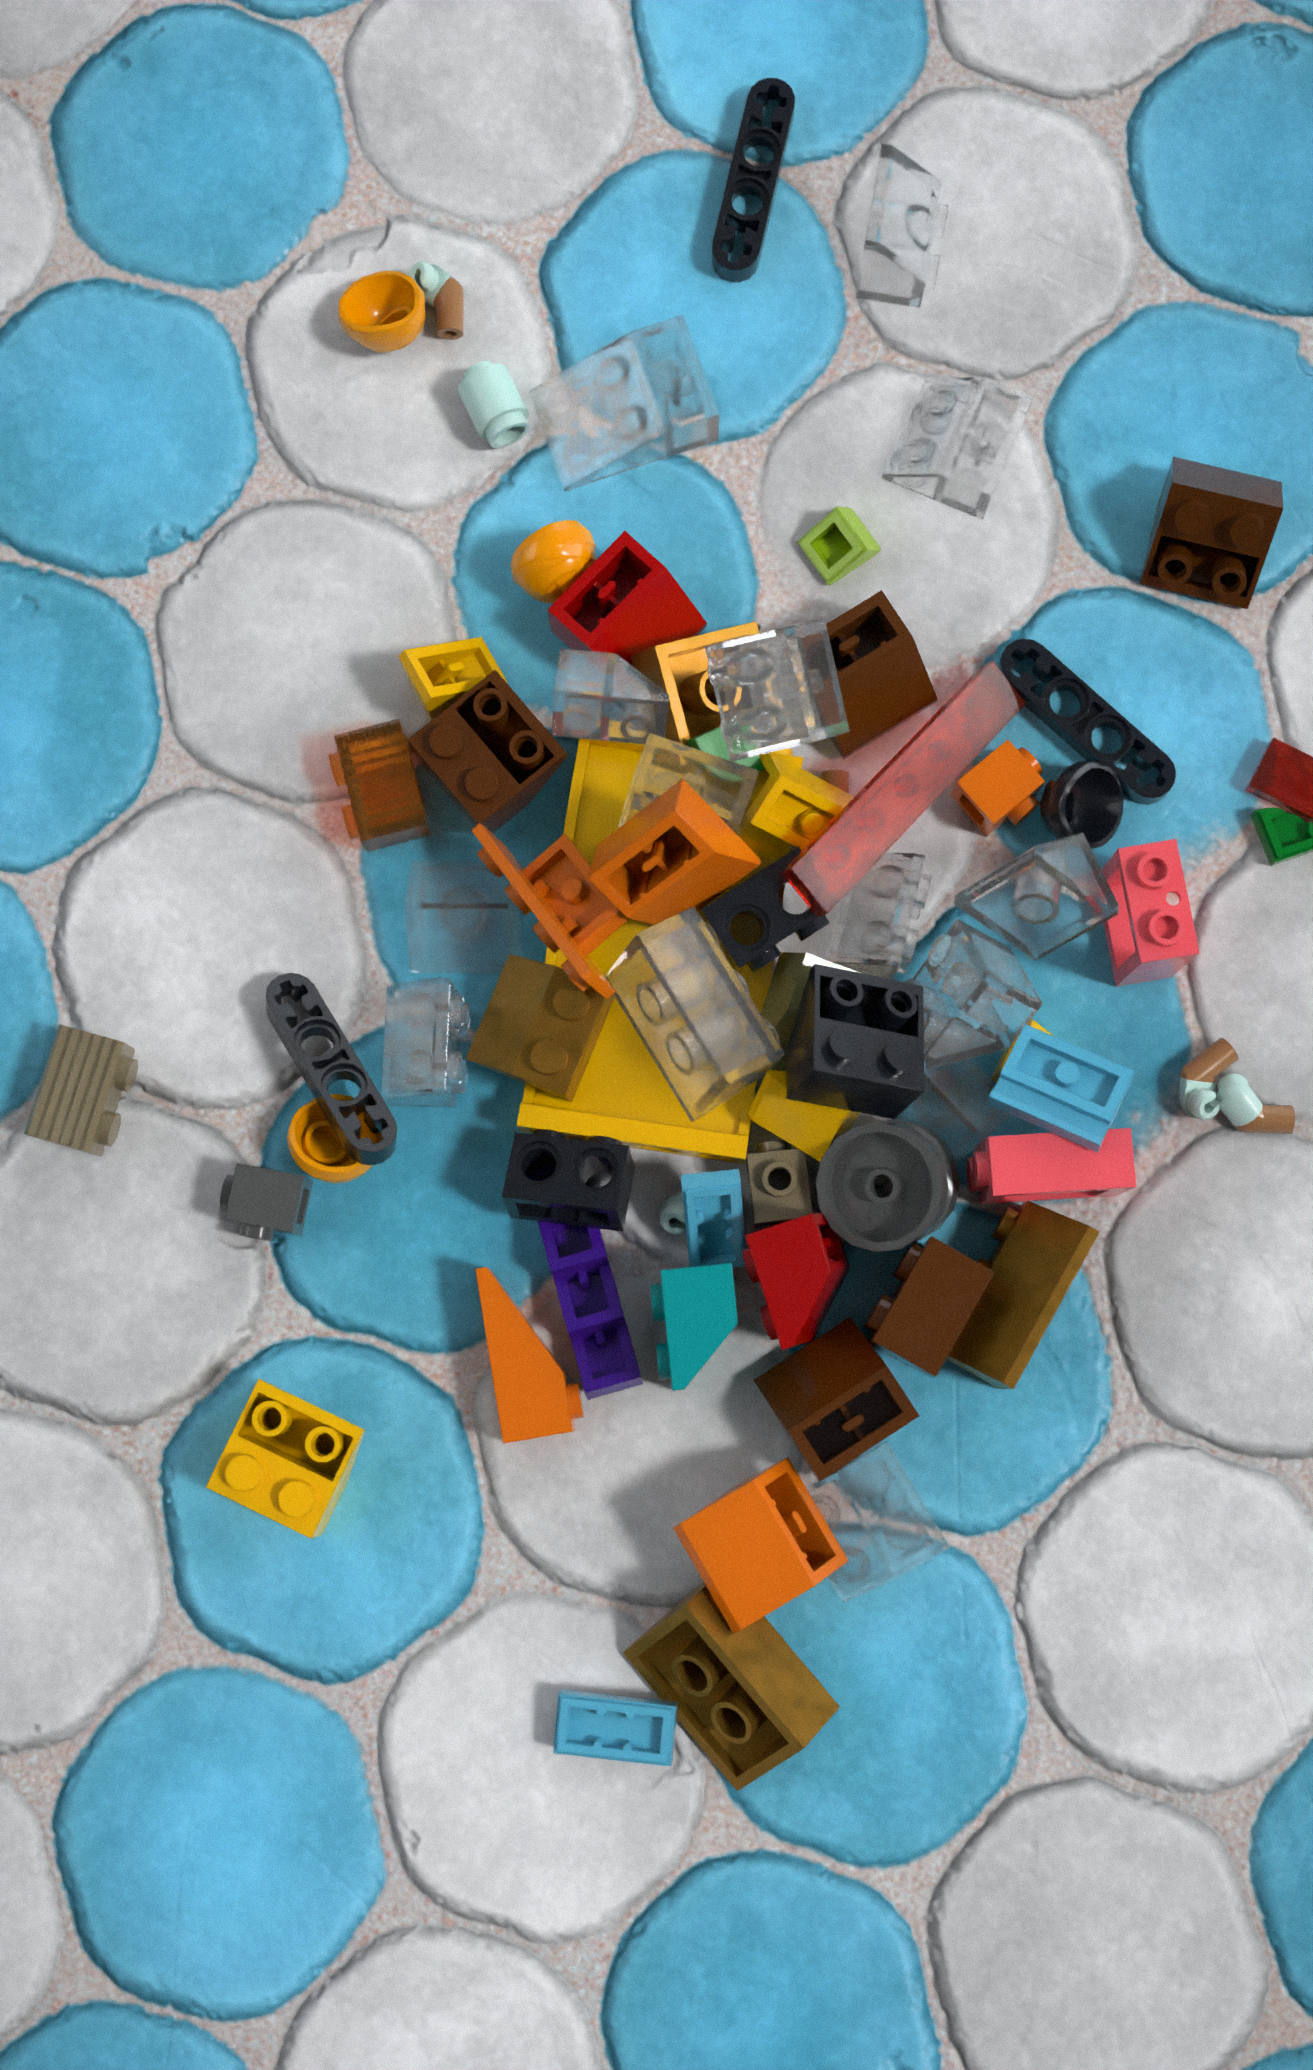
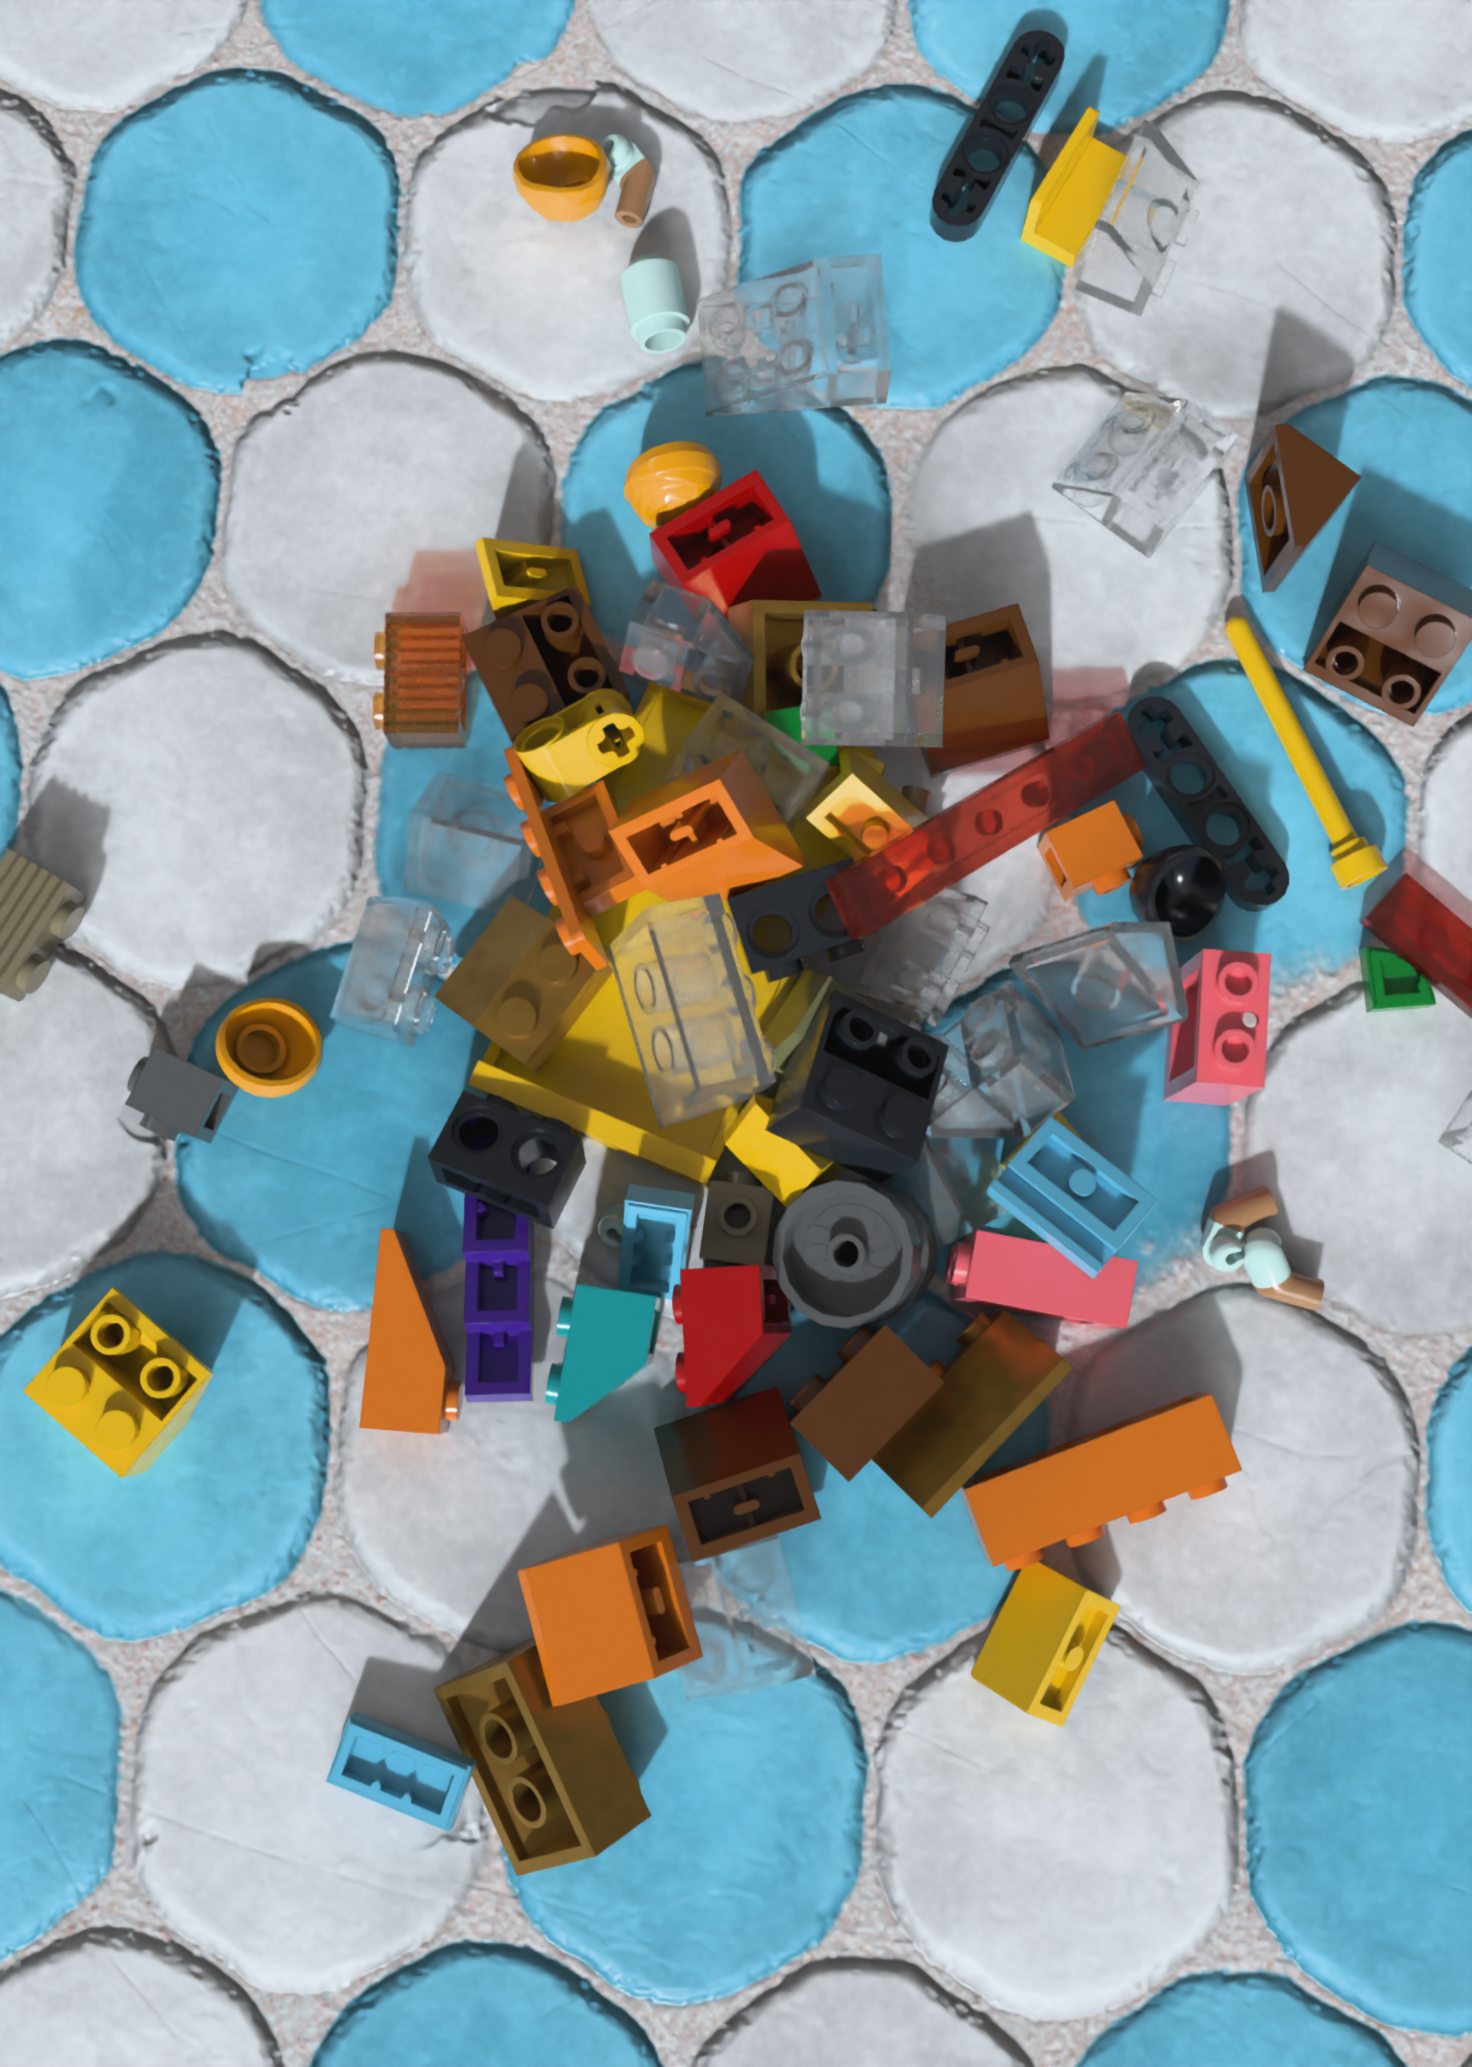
camera: 10 degrees right, 0 degrees up
(328, 1068) = (290, 968): black beam -> none
(533, 812) = (574, 749): none -> yellow piece
(836, 215) = (1072, 194): none -> yellow panel
(838, 544) = (986, 546): lime slope -> none
(1093, 440) = (1291, 499): none -> reddish brown slope
(1134, 1473) = (1044, 1642): none -> yellow panel
(1146, 1323) = (1100, 1479): none -> orange brick
(1223, 734) = (1352, 856): none -> yellow piece

